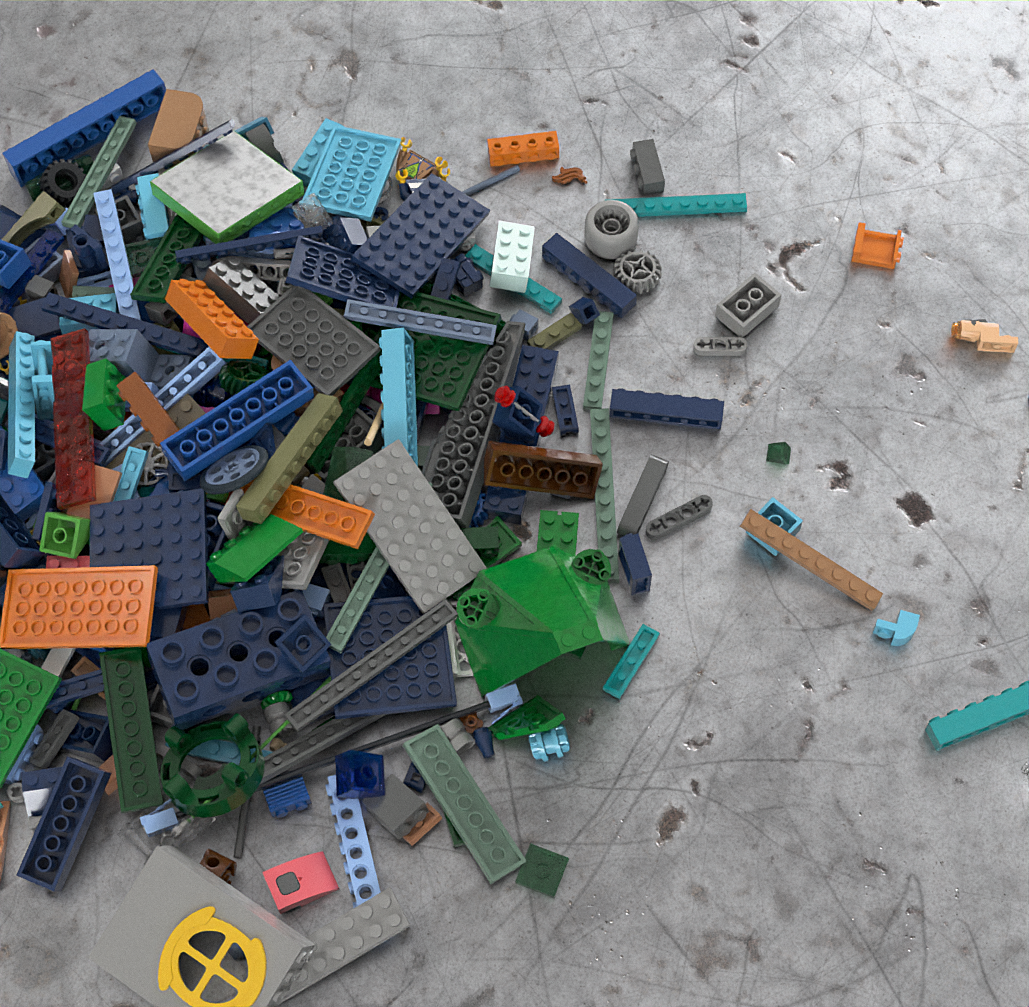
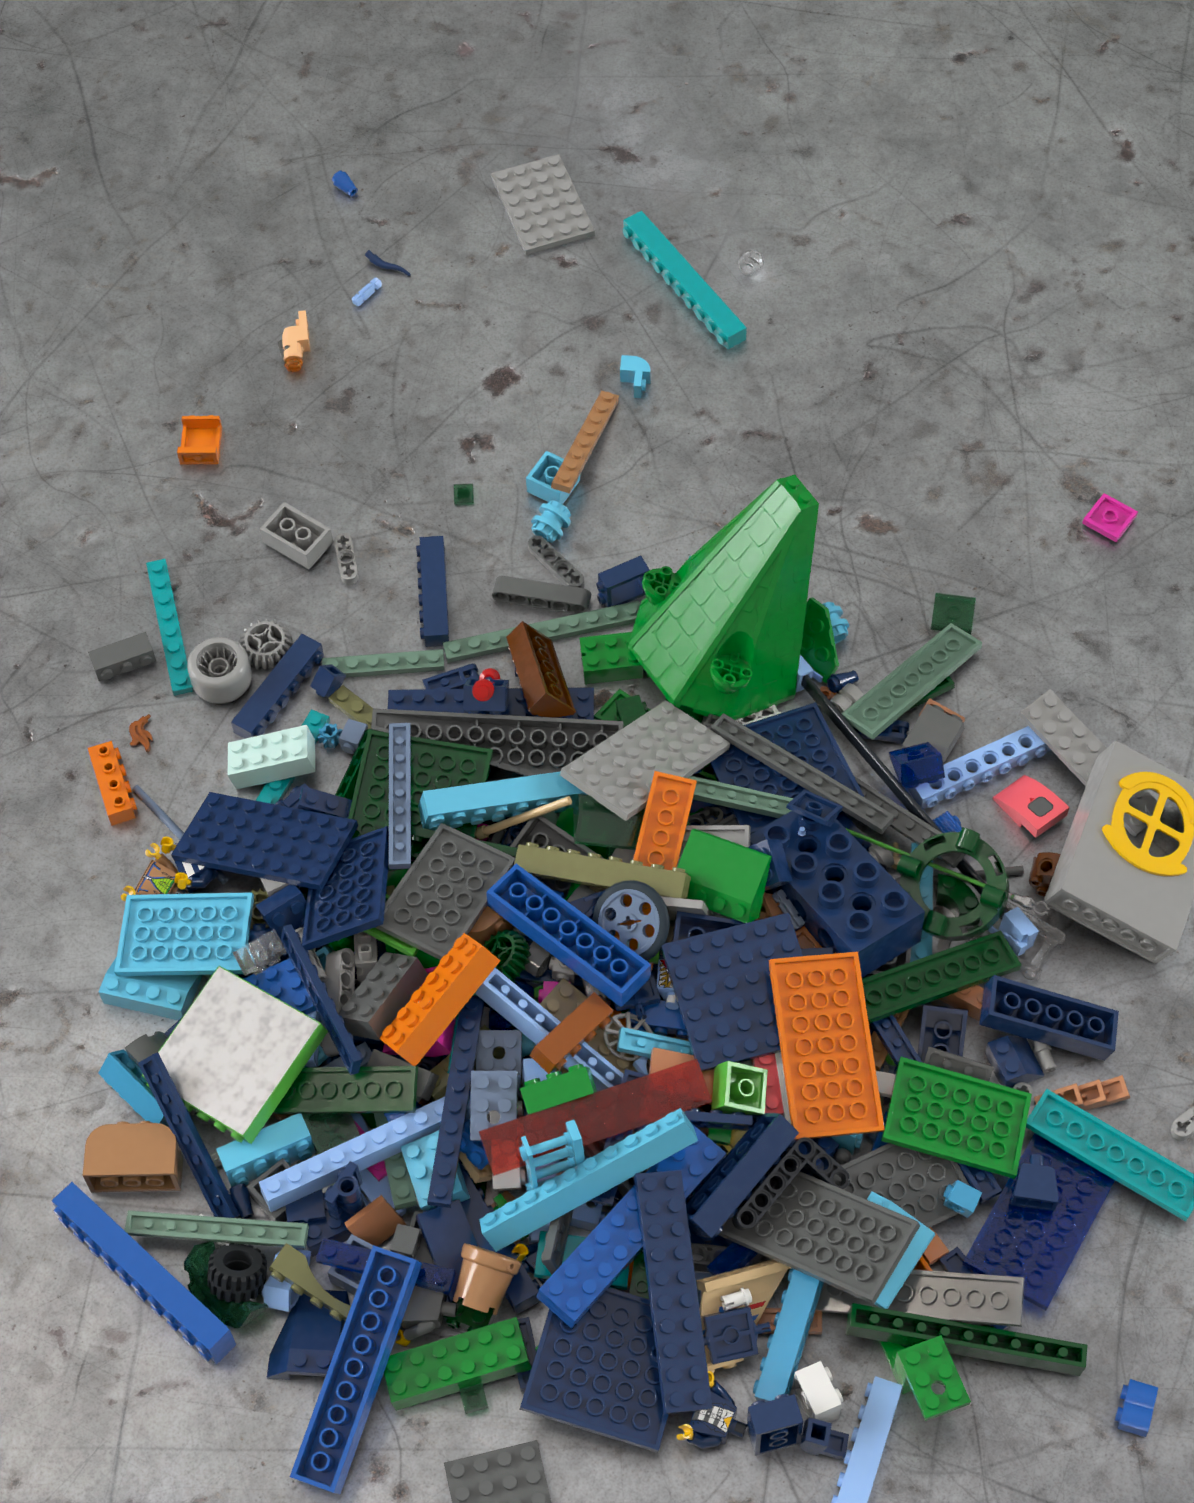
camera: 100 degrees left, 5 degrees down
(530, 306) = (329, 735): none -> dark azure gear
(723, 515) = (550, 522): none -> medium azure piece

